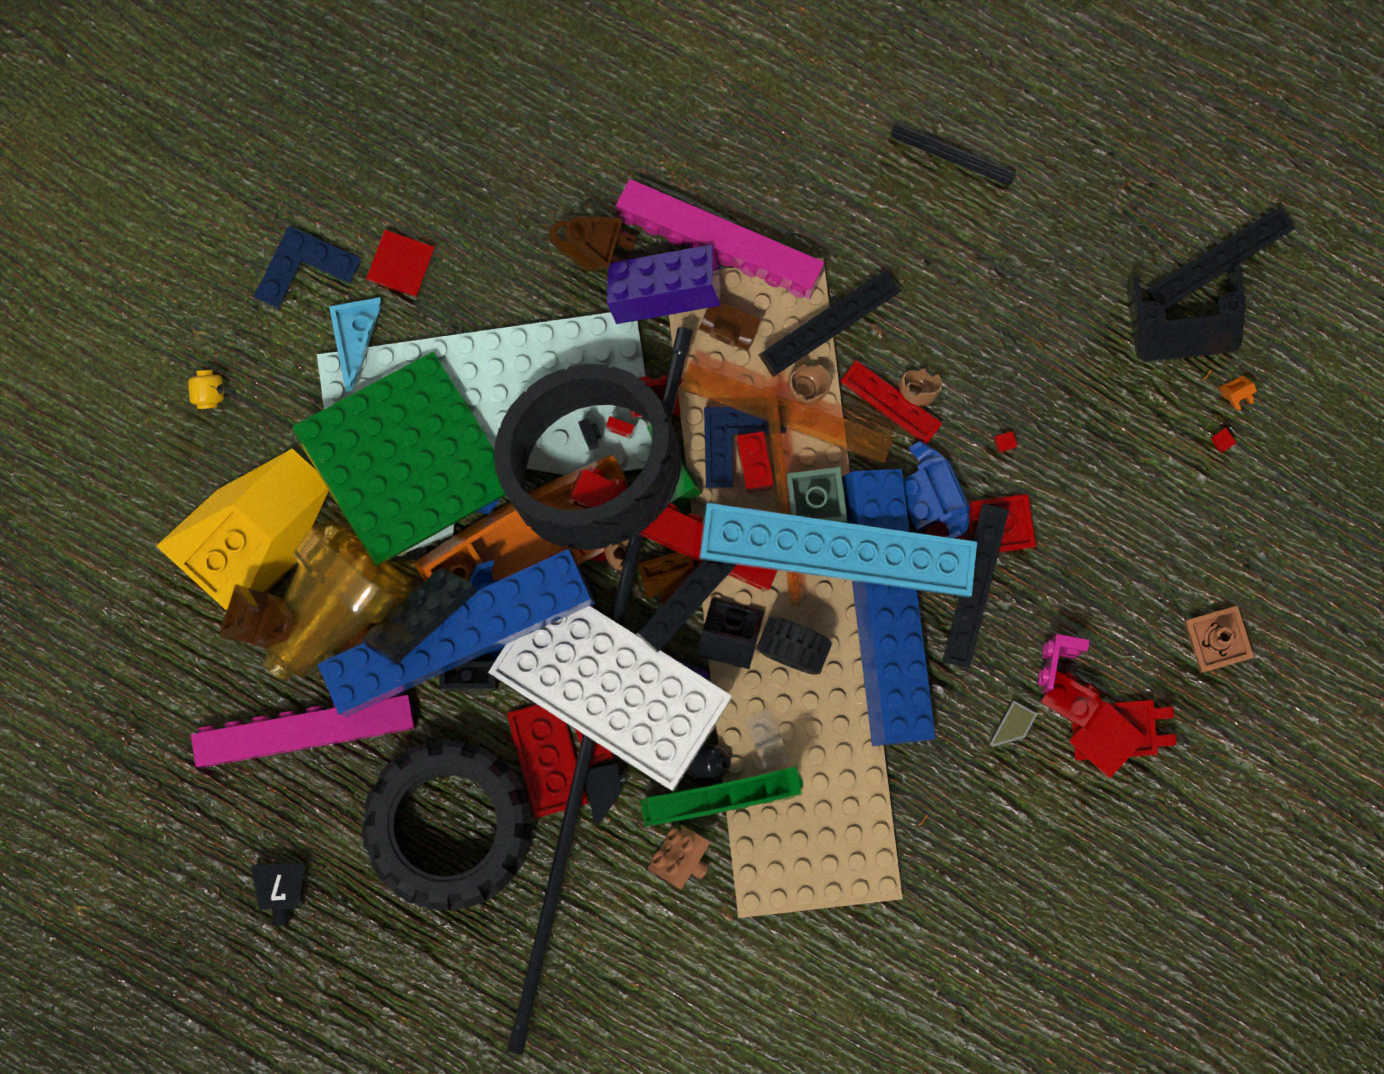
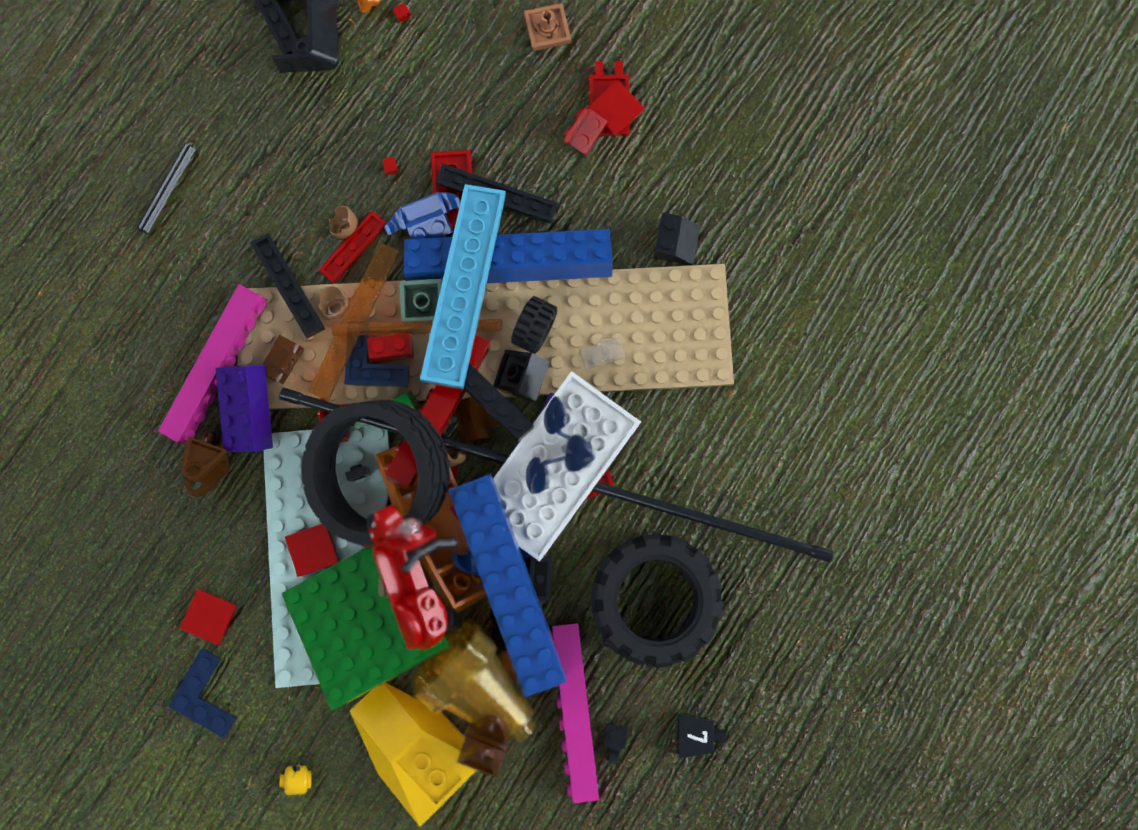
camera: 85 degrees left, 0 degrees up
(271, 785) = (615, 738): none -> black plate
(353, 328) = (259, 657): medium azure wing -> none
(407, 564) = (453, 622): none -> black plate
(419, 615) = (492, 612): black plate -> none
(478, 493) = (397, 556): none -> red piece
(489, 384) = (311, 550): none -> red tile
(544, 757) = (606, 522): red tile -> none
(604, 789) = (634, 478): black slope -> none
(620, 427) = (354, 448): red tile -> none
(627, 705) = (577, 450): none -> dark blue plant
(680, 856) = (689, 420): nougat plate -> none
(710, 762) = (618, 394): black head -> none
(722, 797) = (645, 383): green arch -> none
(930, 832) = (676, 239): none -> black slope
(1014, 724) = (600, 175): olive tile -> none
(1068, 647) = (553, 141): dark pink bracket -> none

